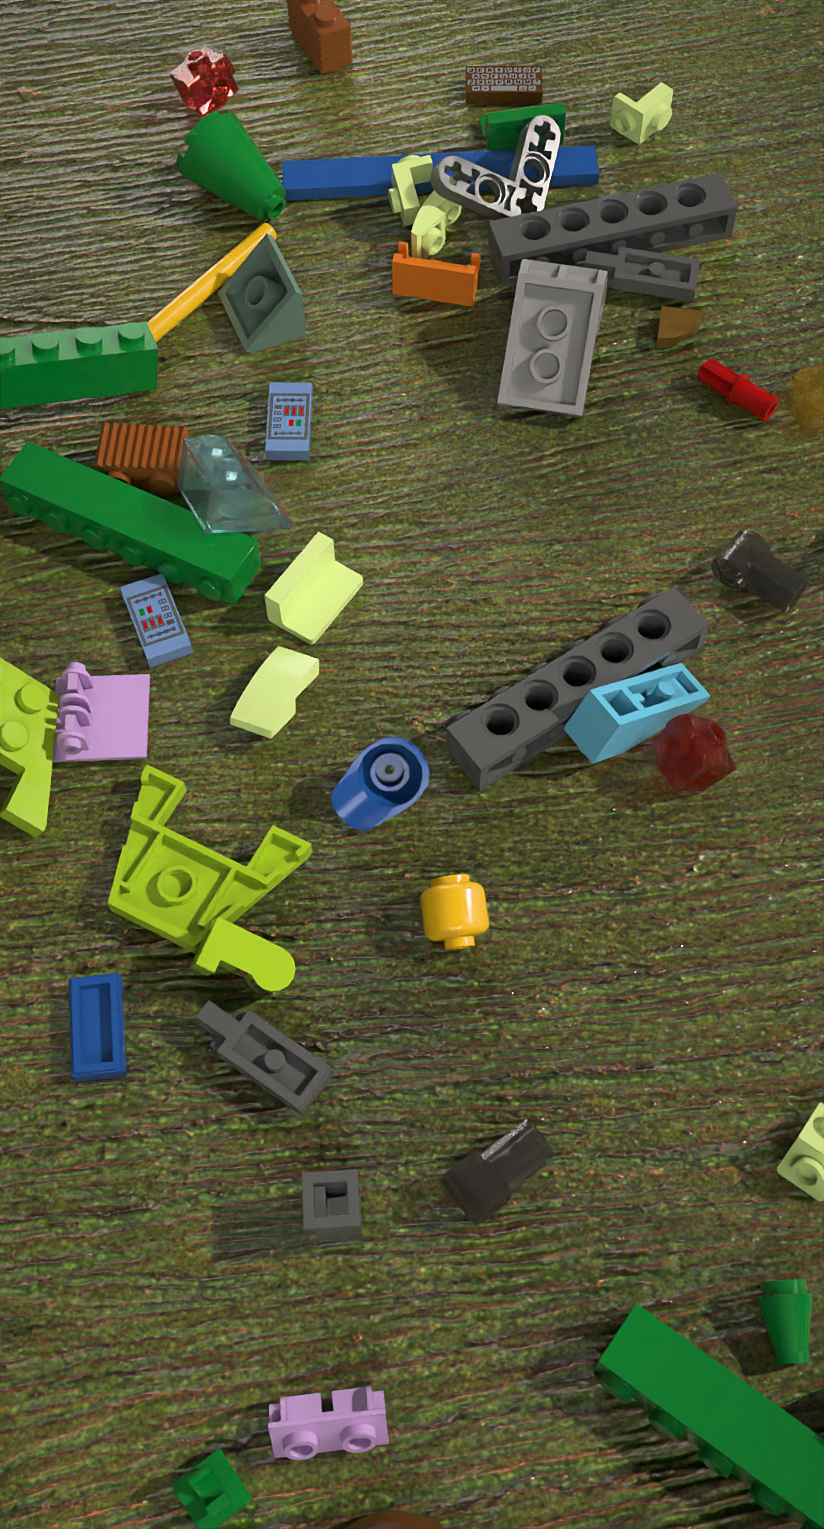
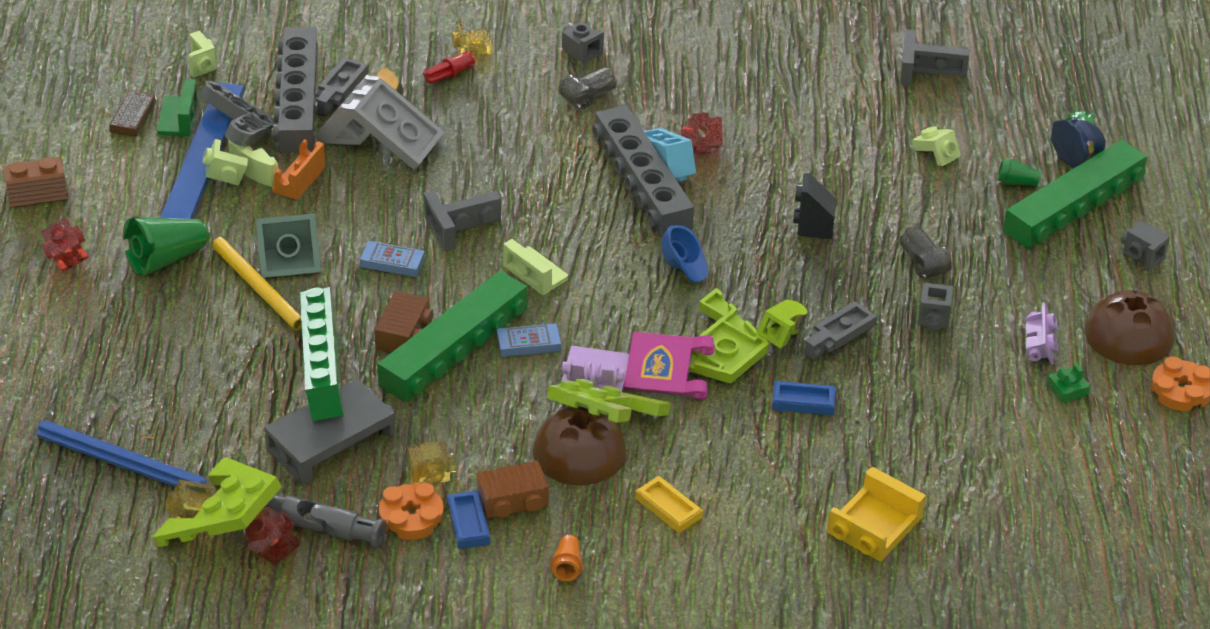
camera: 80 degrees left, 20 degrees down
(116, 800) = (662, 364): none -> dark pink flag
(226, 488) = (457, 274): clear light blue slope -> none
(272, 691) = (606, 288): yellowish green slope -> none
(380, 456) = (460, 215): none -> dark grey bracket
(454, 911) = (773, 241): yellow head -> none
(541, 958) = (816, 209): none -> black slope

